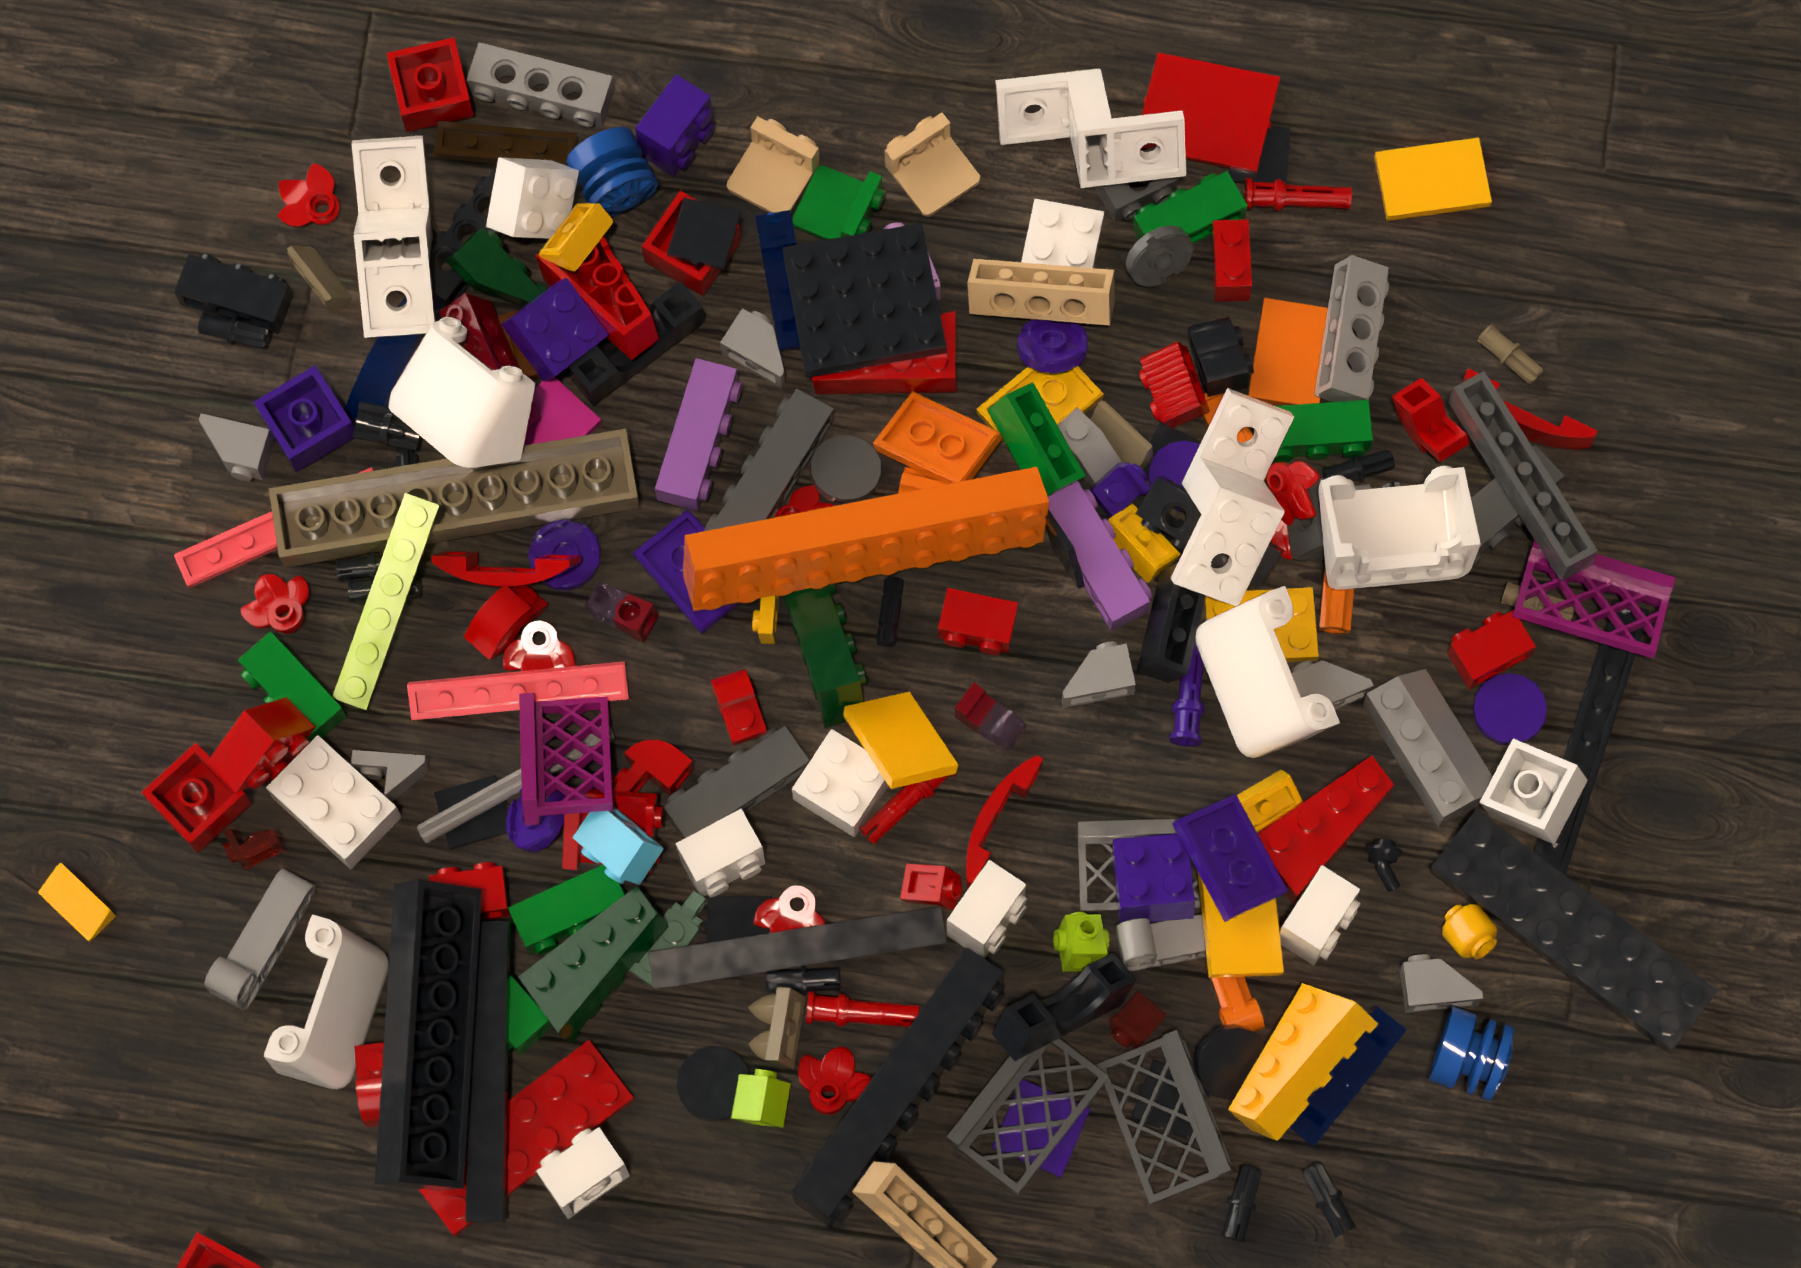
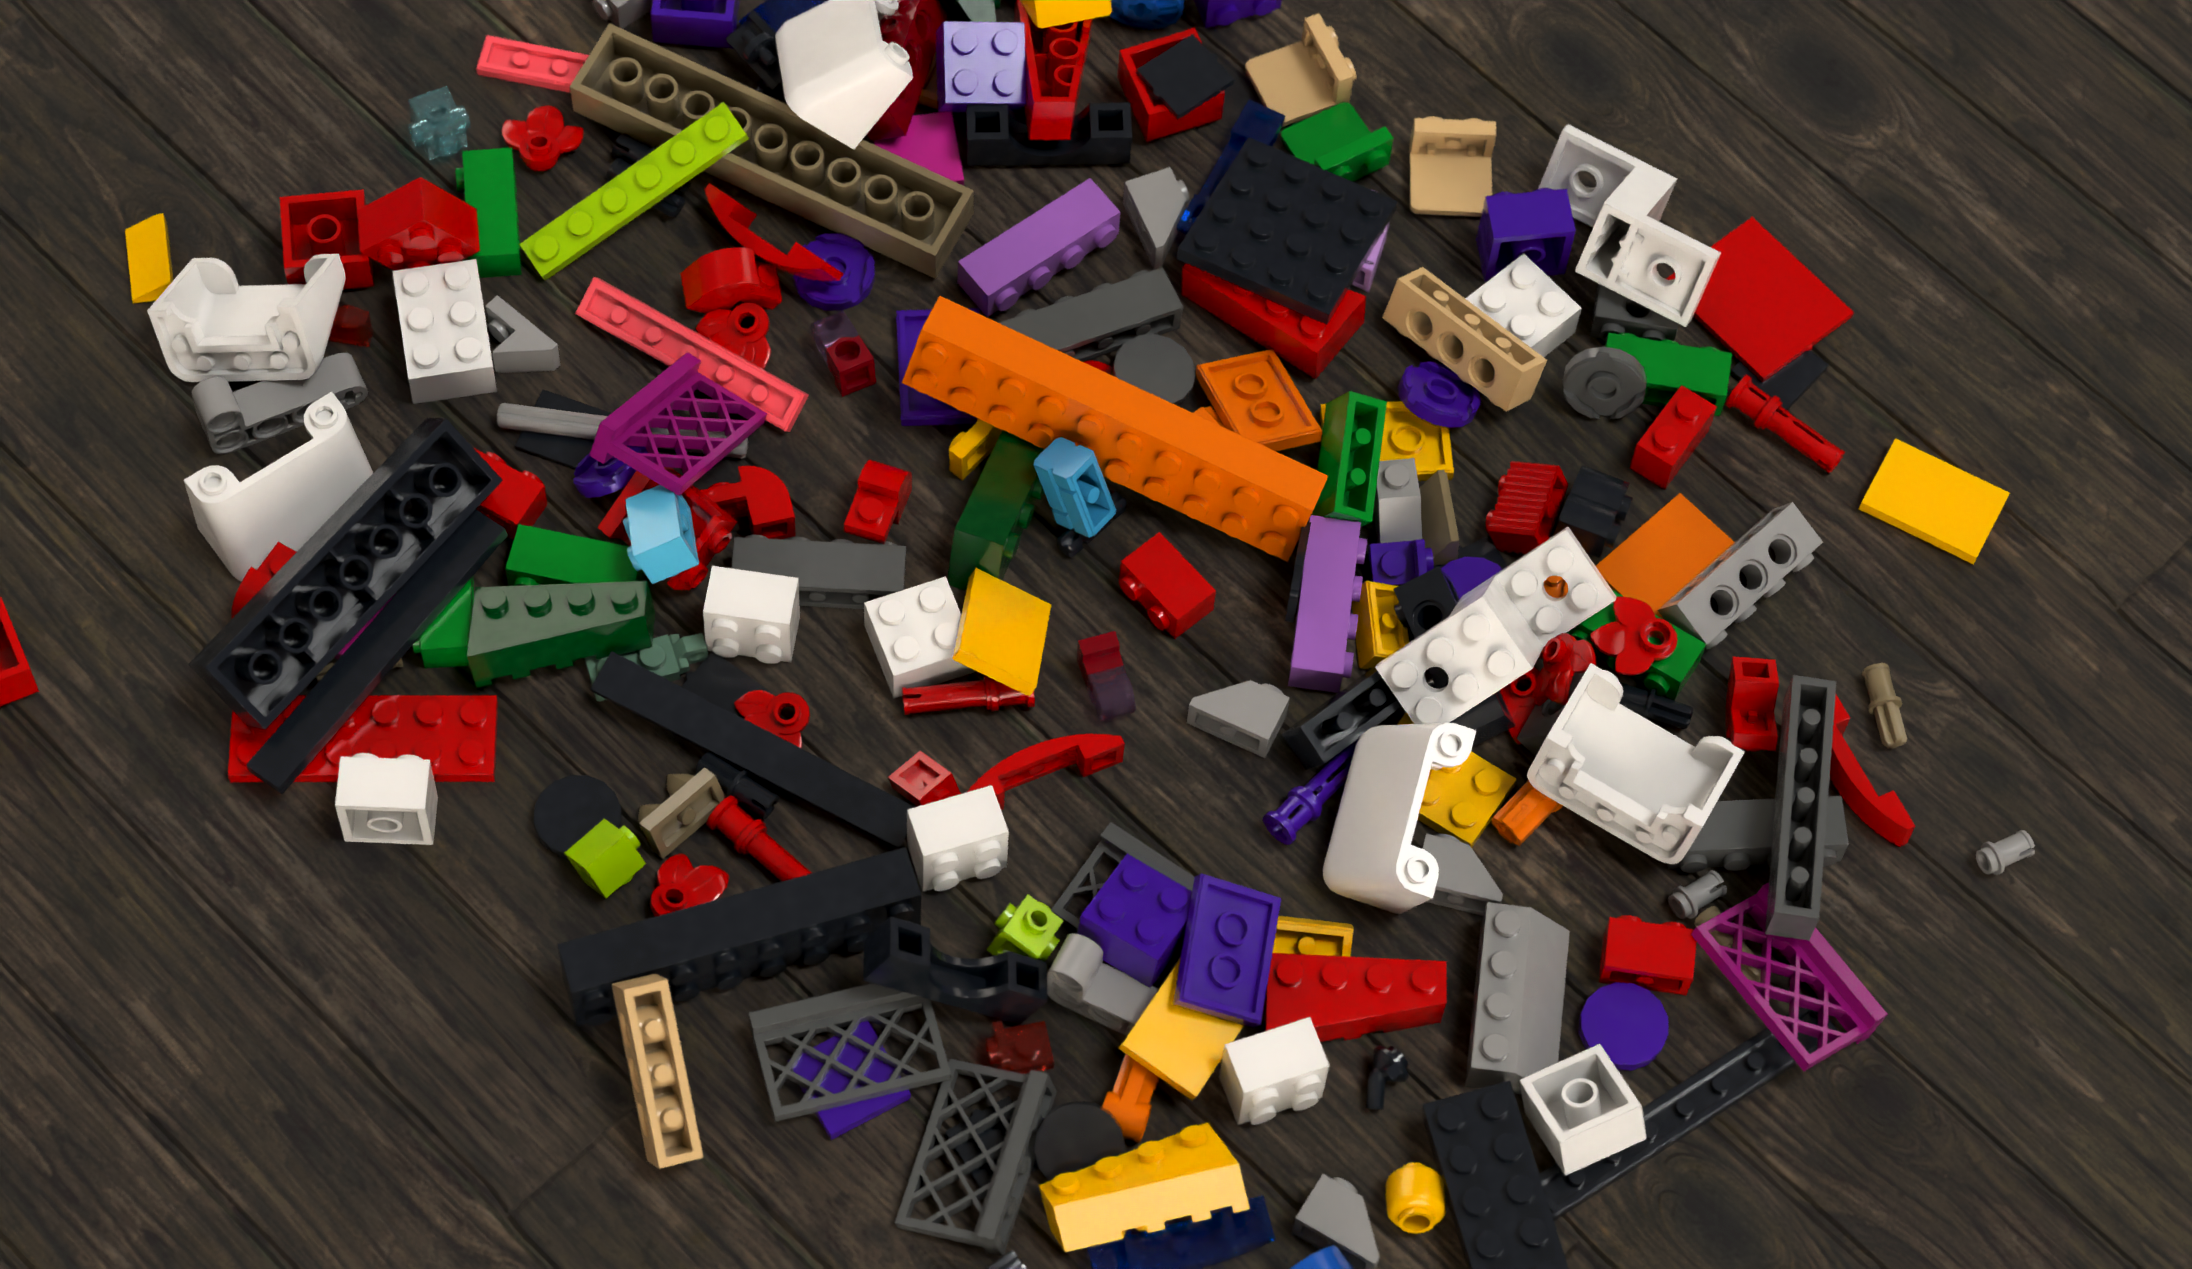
camera: 30 degrees right, 10 degrees down
(196, 902) = (247, 332): none -> white windscreen
(200, 650) = (438, 123): none -> clear light blue brick
(868, 599) = (1074, 487): none -> dark azure brick
(1026, 174) = (1529, 224): none -> dark purple brick
(1316, 434) = (1629, 637): none -> red plate
(1490, 578) = (1689, 899): none -> light grey pin
(1658, 411) = (1996, 856): none -> light grey pin

